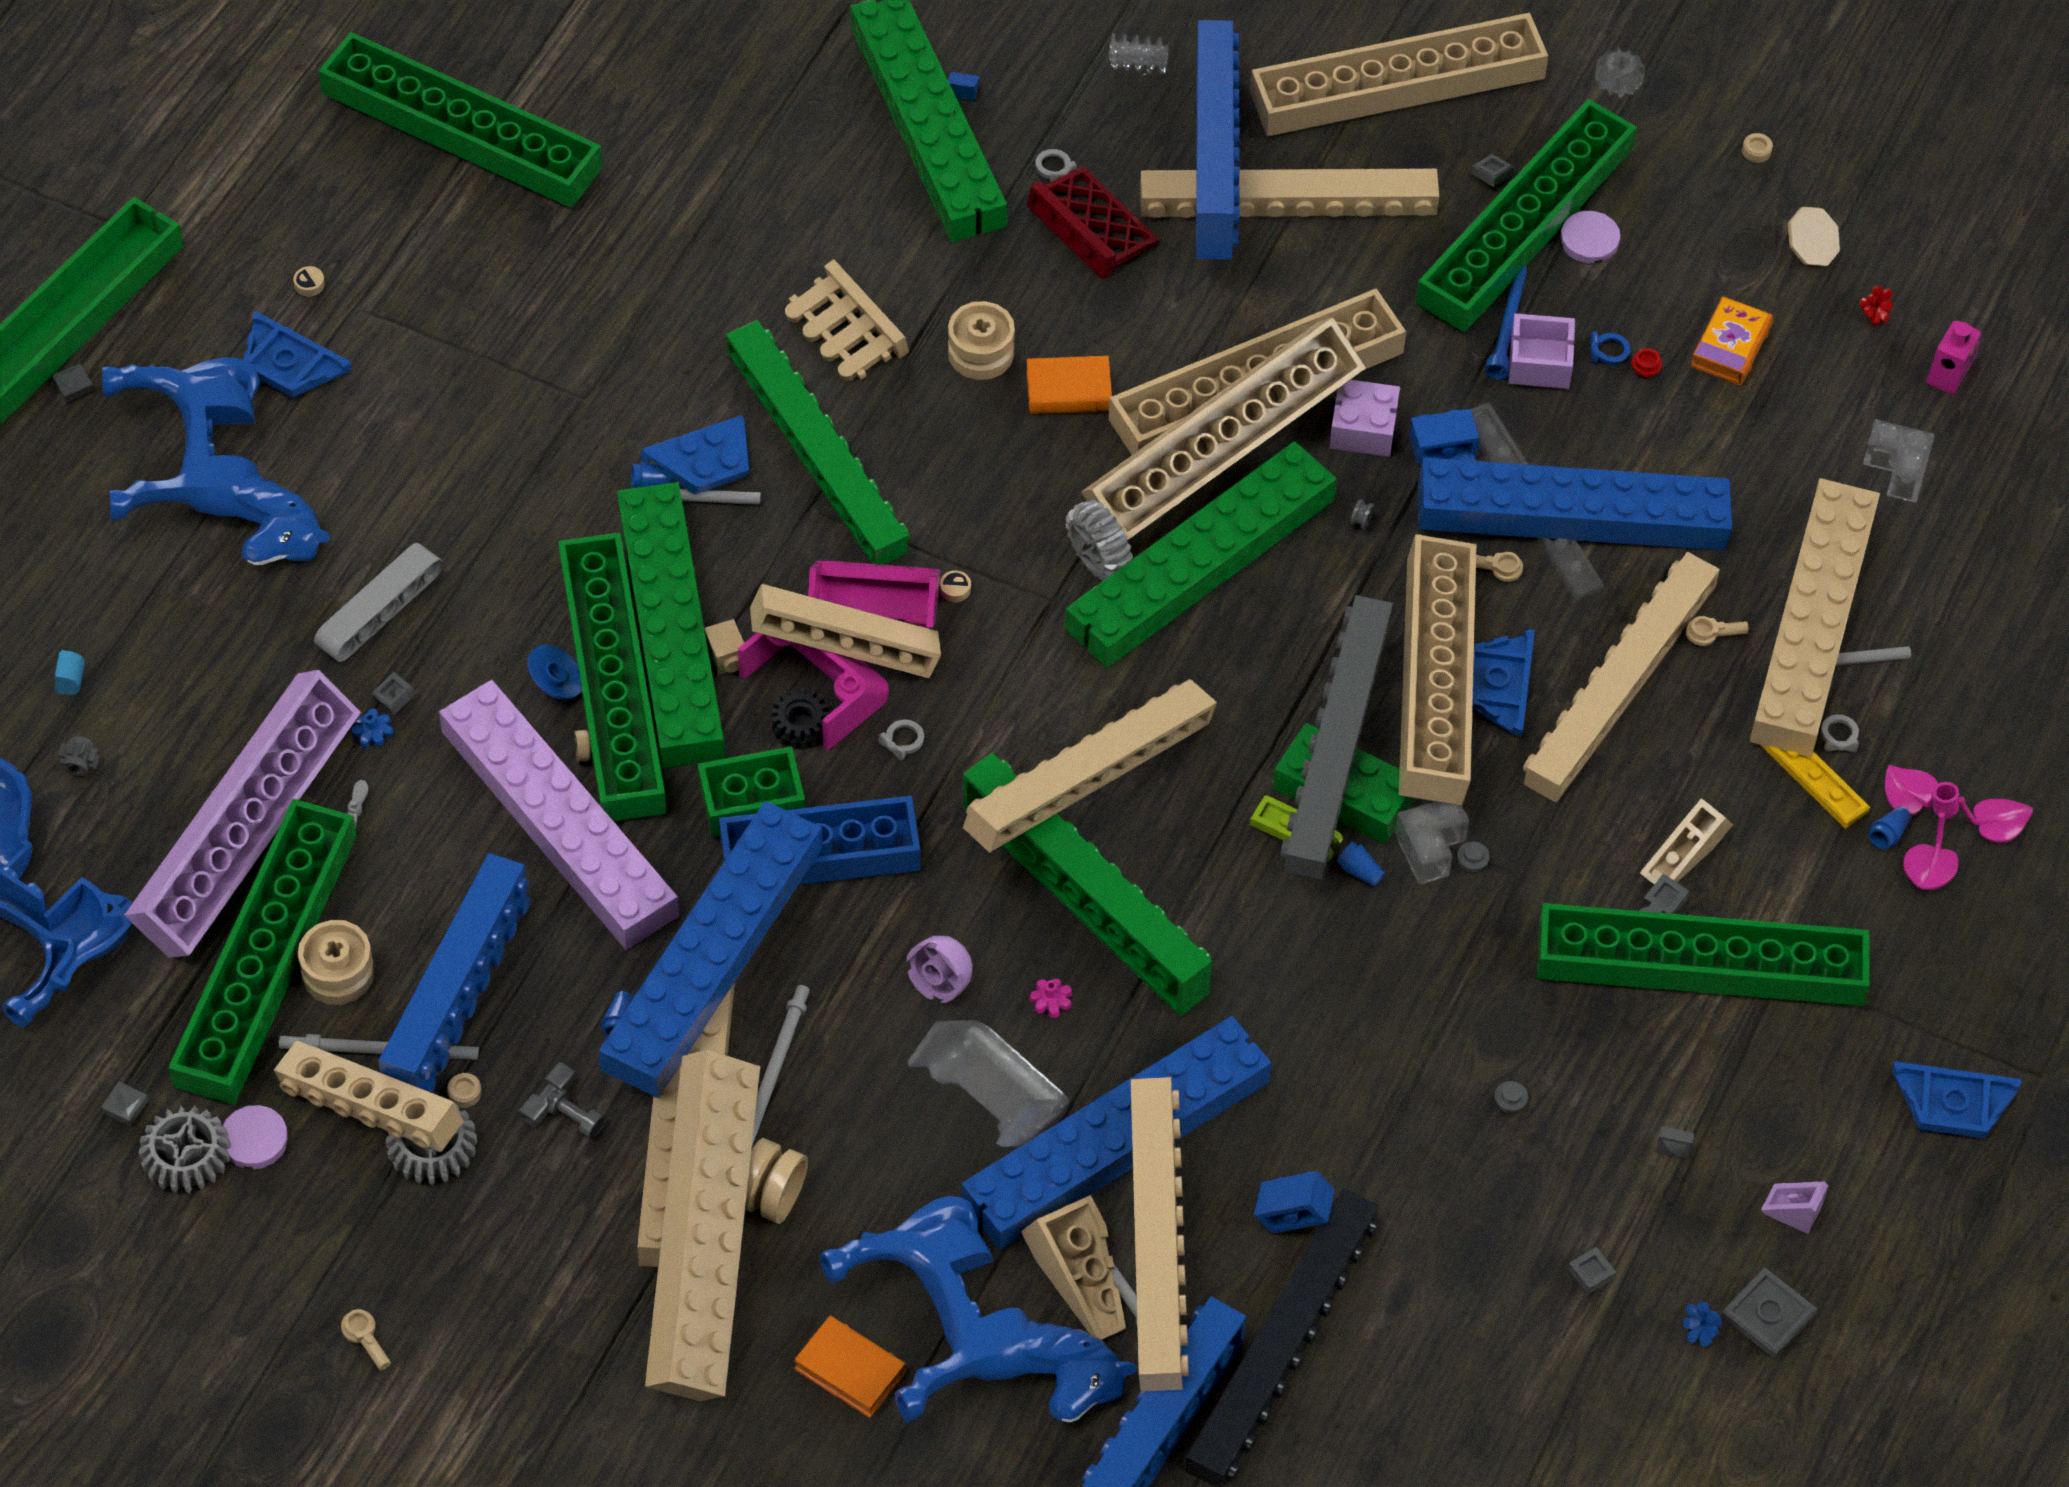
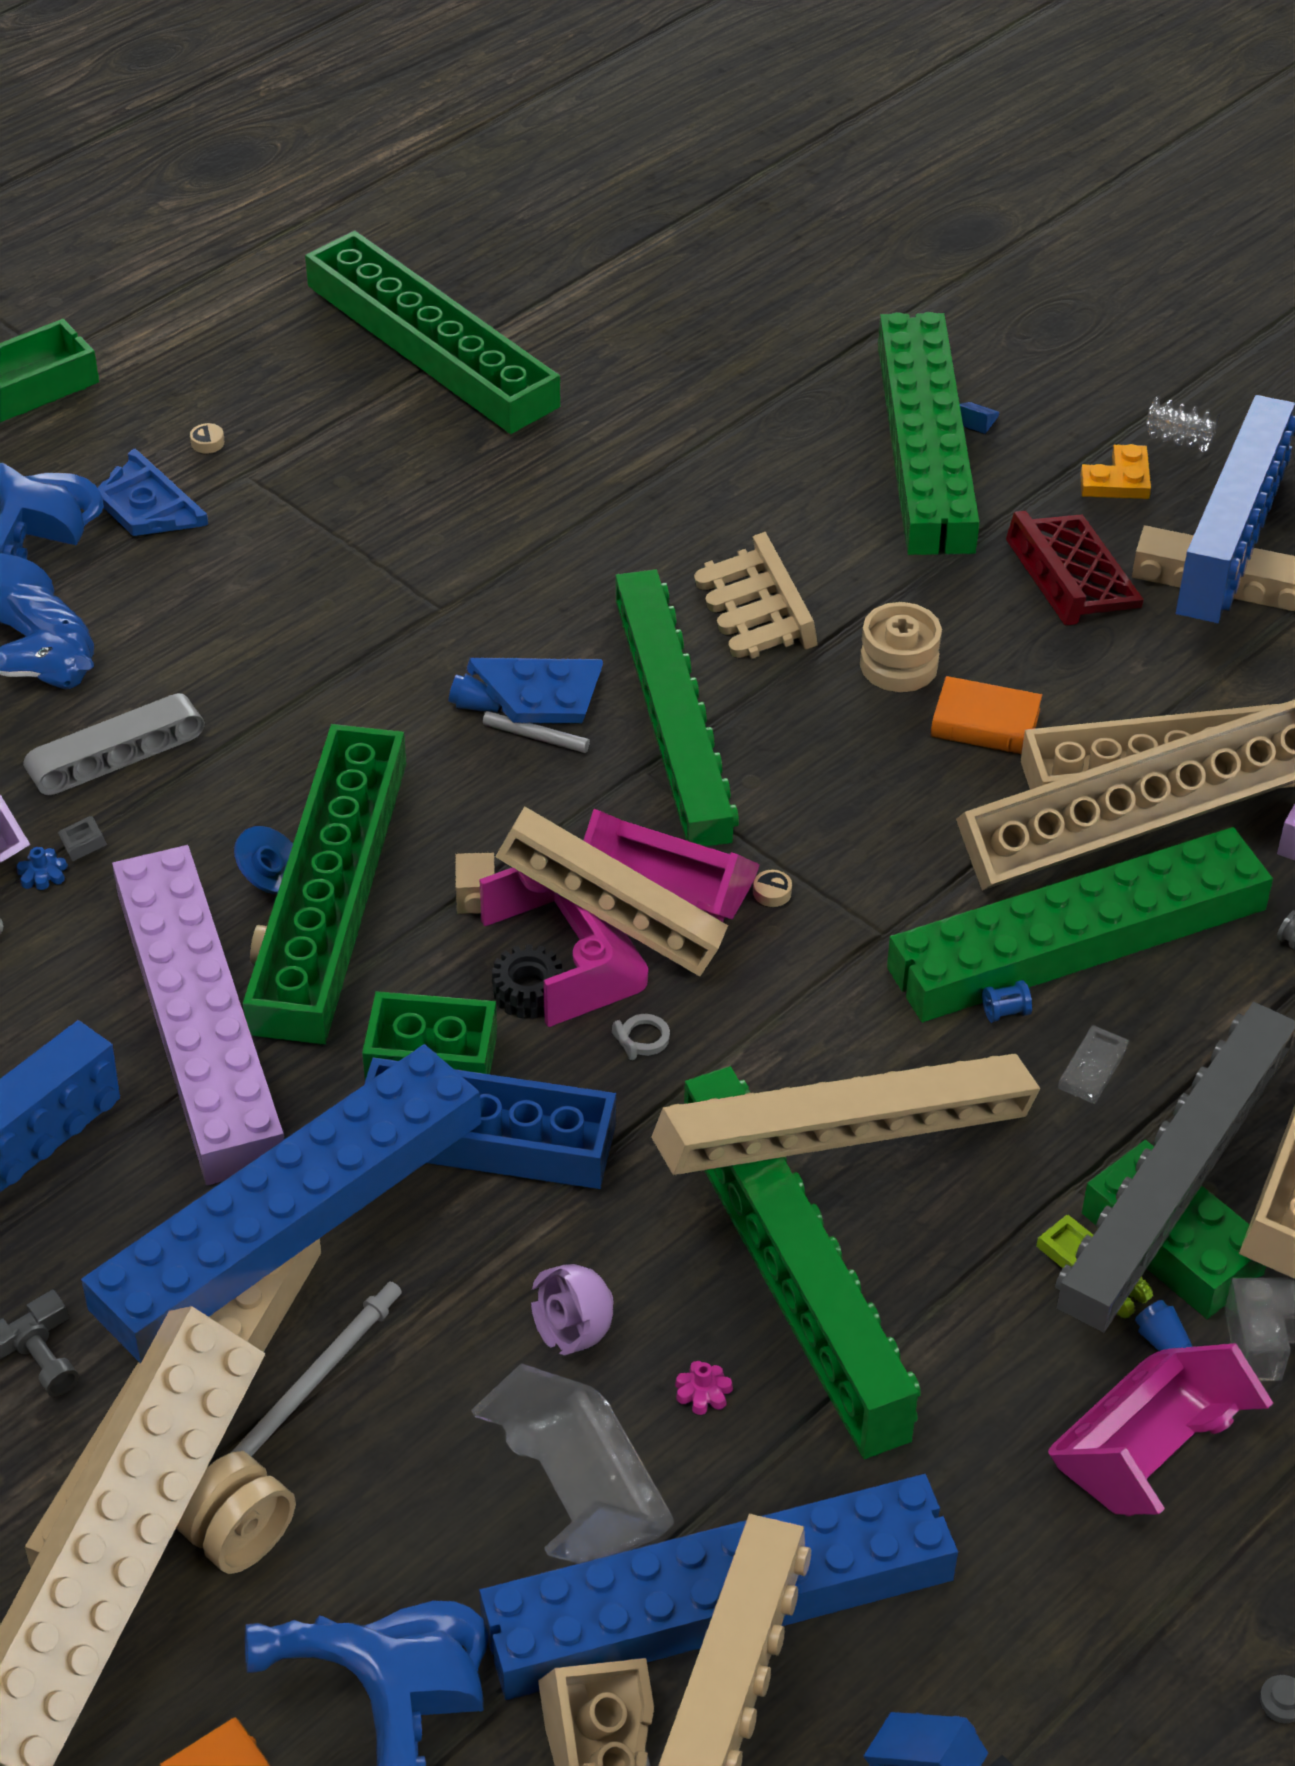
camera: 20 degrees right, 10 degrees down
(670, 625) = (418, 846): green brick -> none
(1052, 175) = (1067, 509): light grey piece -> none
(1098, 538) = (957, 870): light grey gear -> none
(1105, 120) = (1125, 479): none -> light orange plate
(1176, 632) = (1007, 1001): none -> blue bush
(1246, 669) = (1093, 1064): none -> clear plate
(1367, 929) = (1150, 1417): none -> dark pink windscreen

